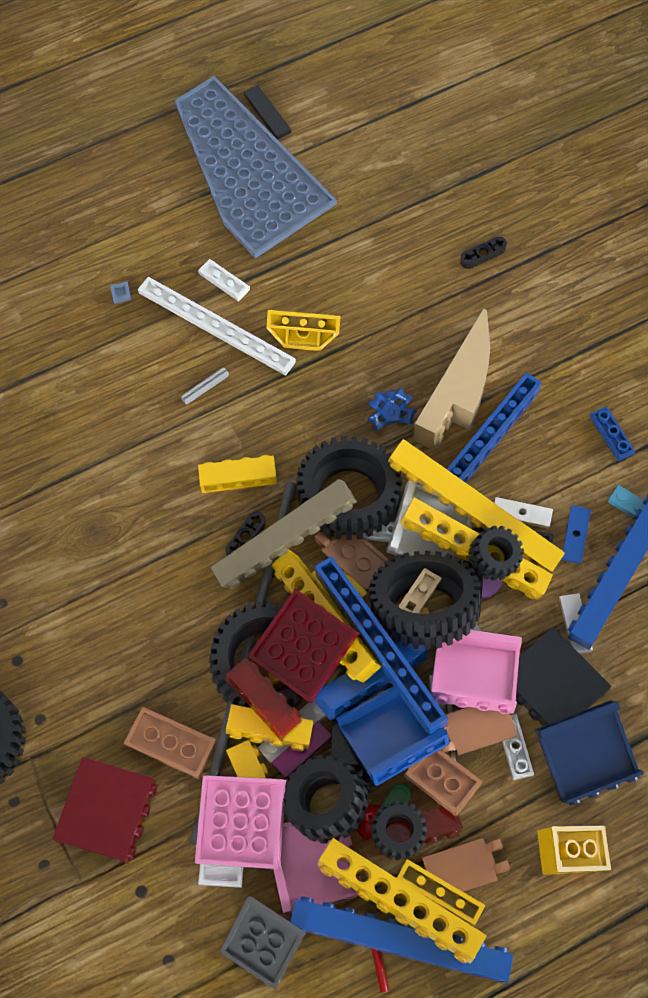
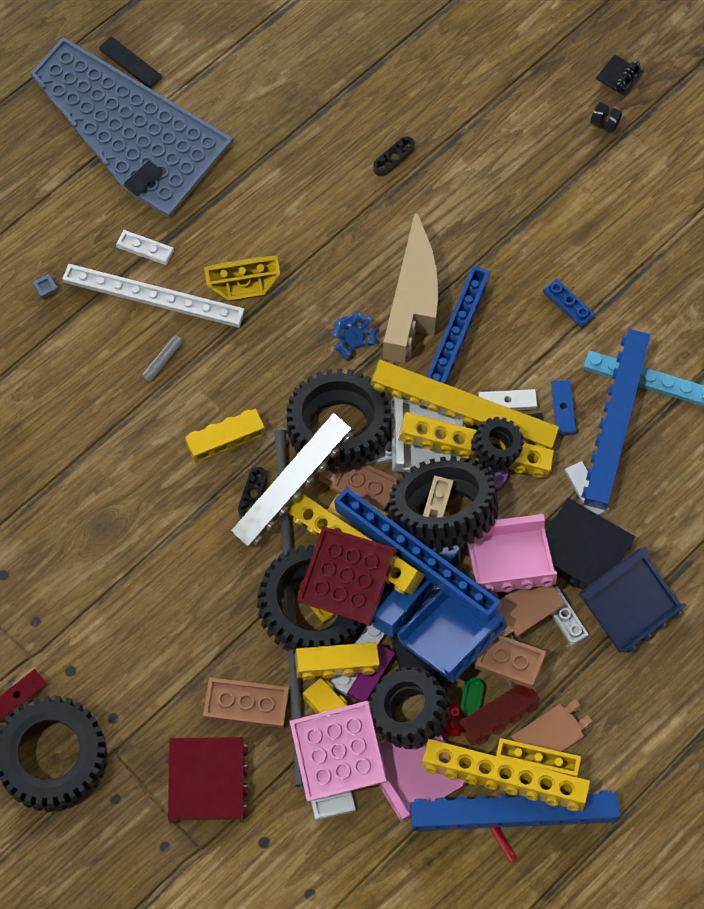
camera: 20 degrees left, 0 degrees up
(241, 216) = (143, 178): none -> black tile
(262, 942) = (392, 849): dark grey plate -> none
(264, 699) = (326, 634): clear red brick -> none
(399, 811) = (487, 699): black tyre -> none
(573, 849) = (642, 690): yellow slope -> none

